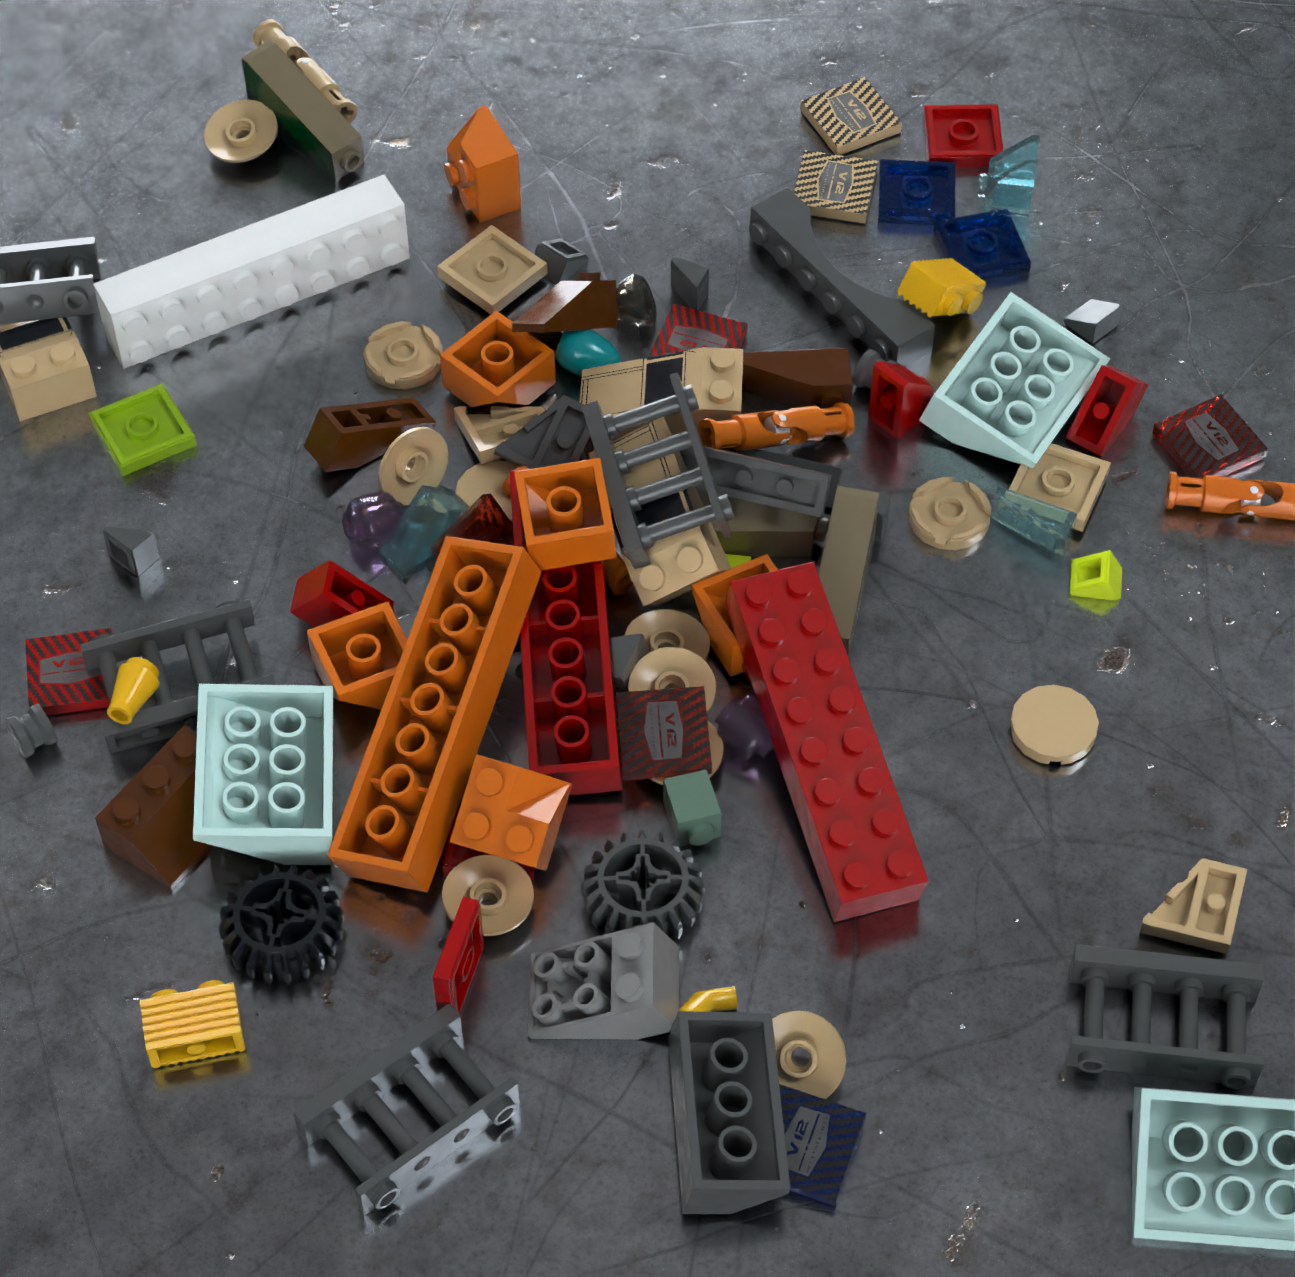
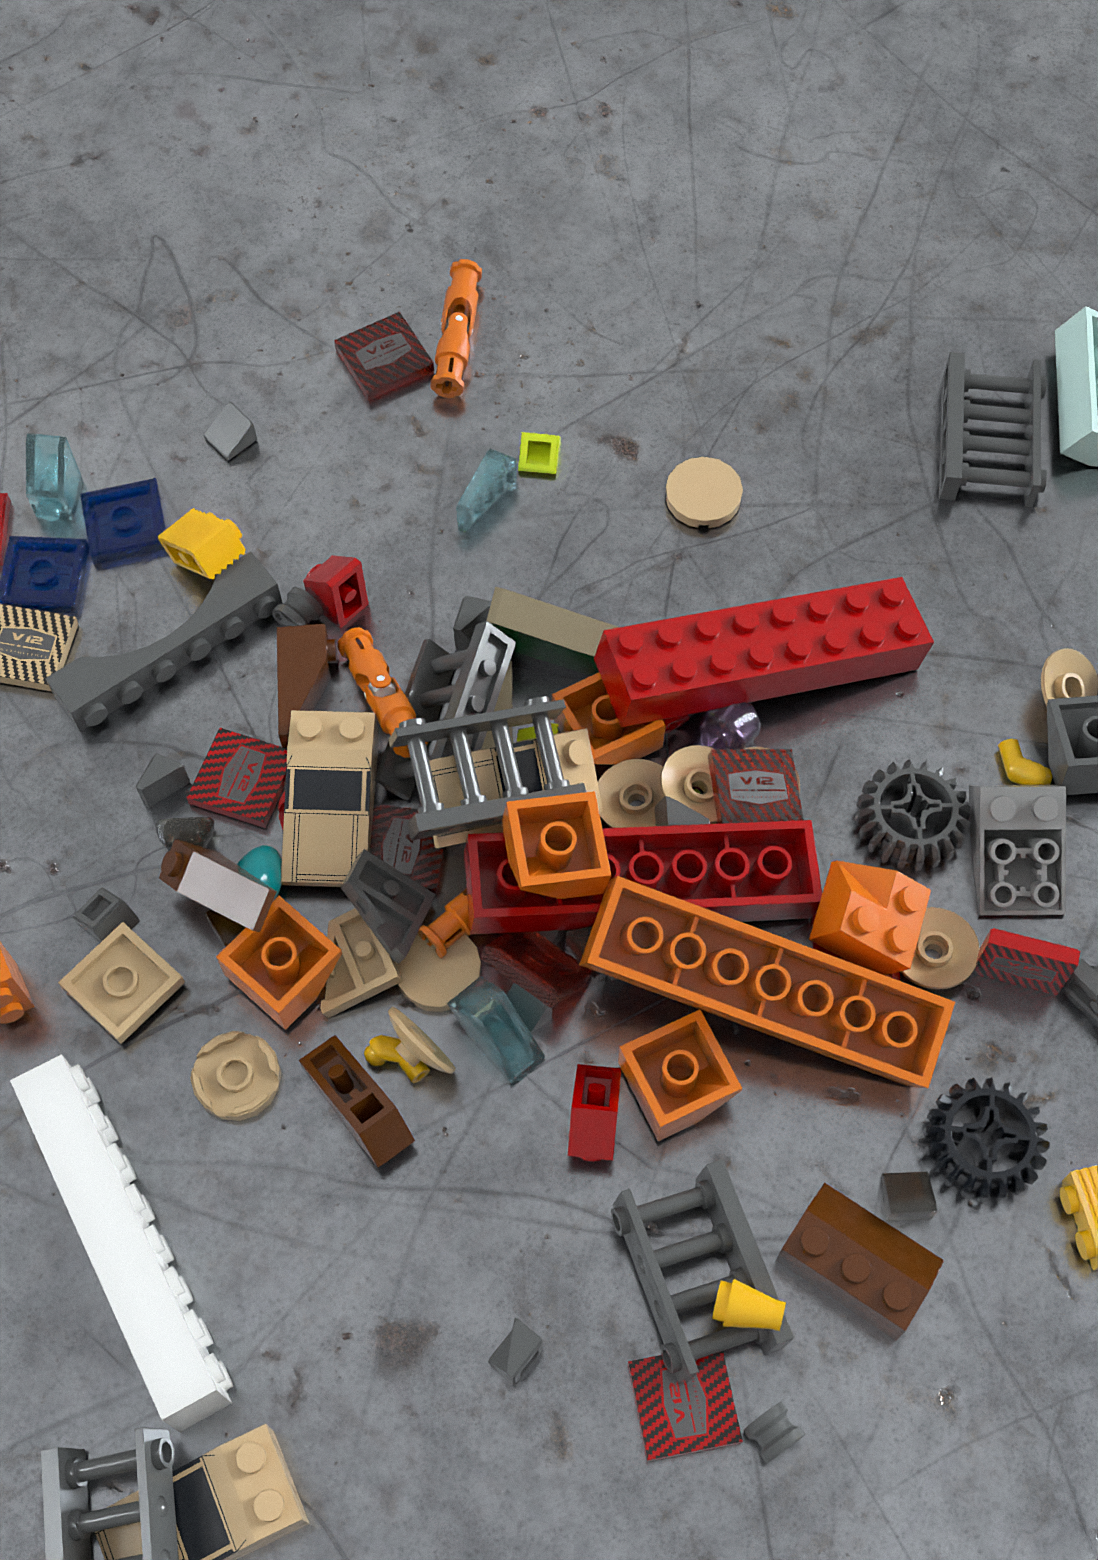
camera: 90 degrees left, 10 degrees up
(142, 429) = (333, 1365): lime tile -> none
(265, 771) = (829, 1156): light aqua slope -> none
(372, 519) = (482, 1084): clear purple head -> none
(692, 808) = (825, 773): sand green brick -> none
(949, 513) = (465, 562): tan tile -> none
(1014, 385) = (322, 493): light aqua slope -> none
(1064, 480) = (435, 470): tan plate -> none
(1106, 409) = (351, 424): red slope -> none
(1201, 907) = (882, 398): tan wing -> none

